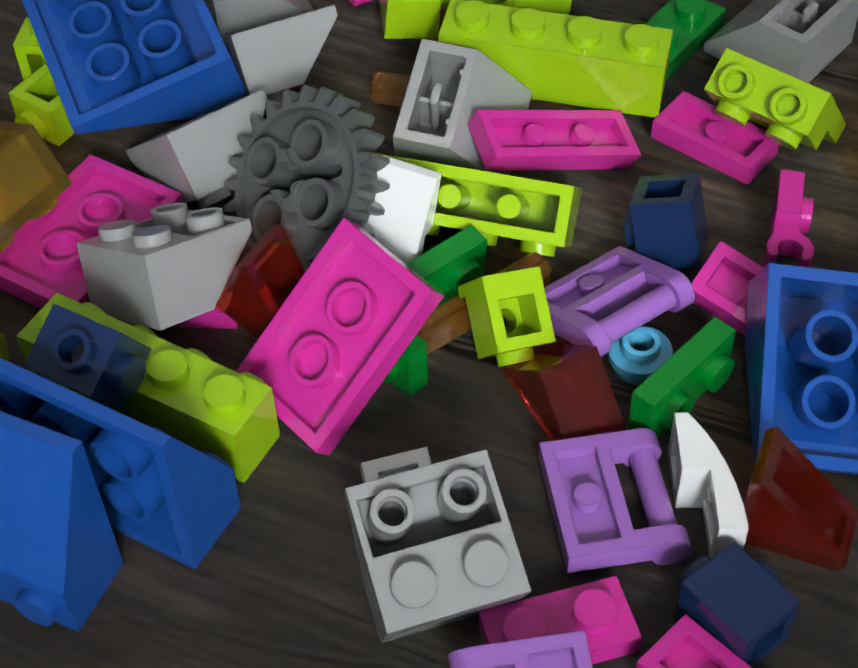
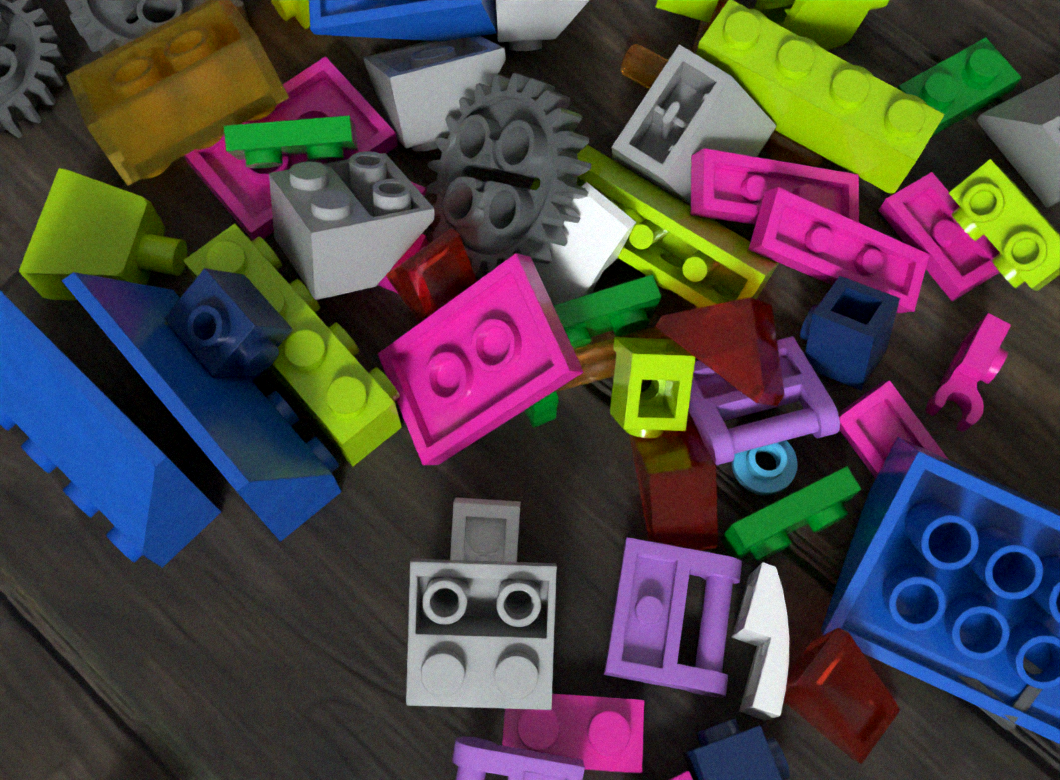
camera: 15 degrees right, 20 degrees up
(72, 218) = (267, 142): none -> green plate
(566, 247) = (735, 342): none -> clear red slope
(616, 159) = (834, 246): none -> dark pink plate

